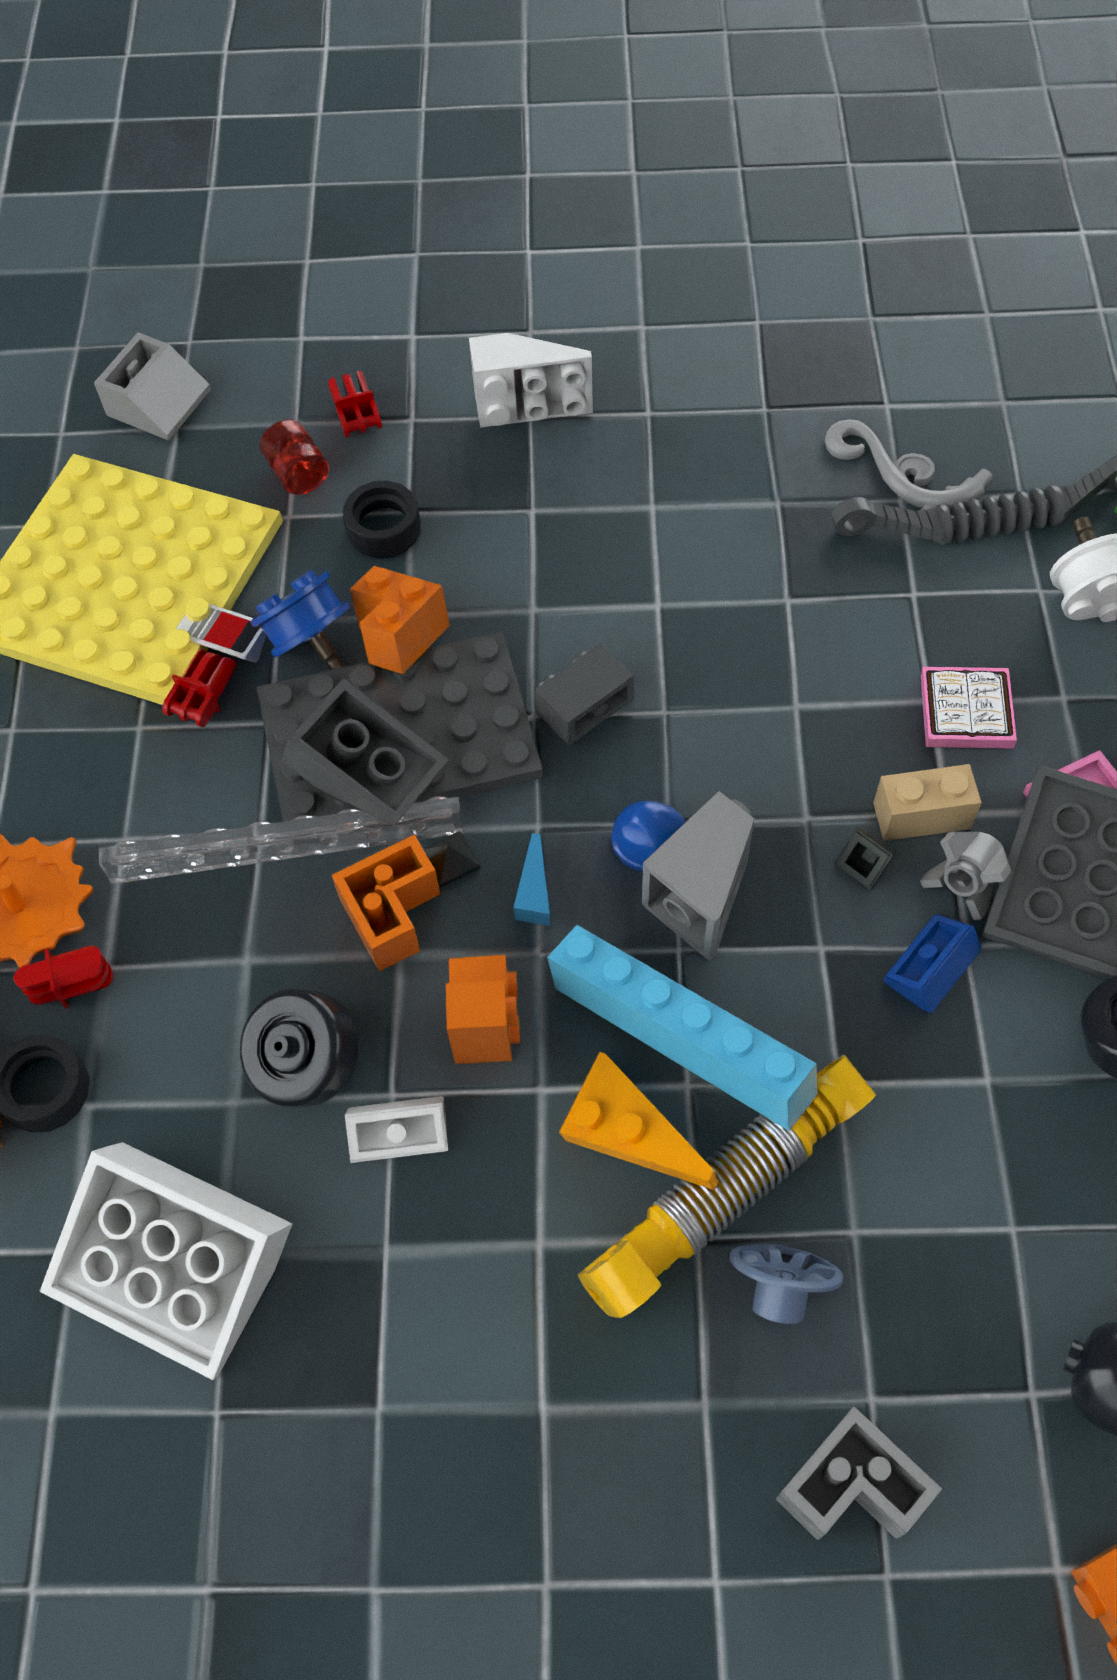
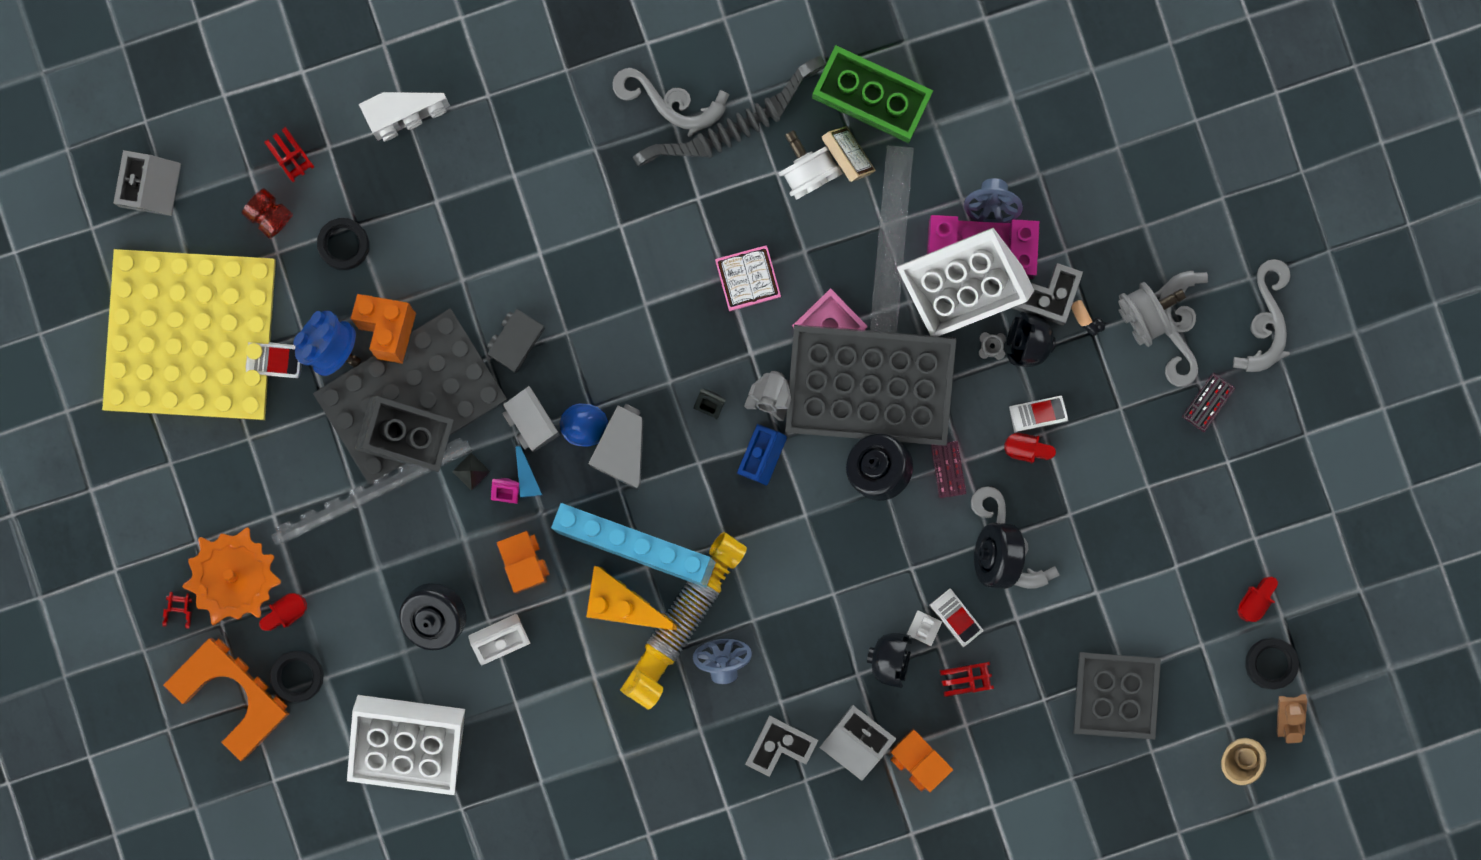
camera: 25 degrees left, 25 degrees up
(199, 686) = (278, 408): red arm -> none
(381, 892) = (441, 513): orange brick -> none
(492, 896) = (505, 490): none -> dark pink slope
(571, 798) = (530, 419): none -> light grey slope
(926, 802) = (736, 358): tan brick -> none
(1018, 1526) = (857, 742): none -> light grey slope

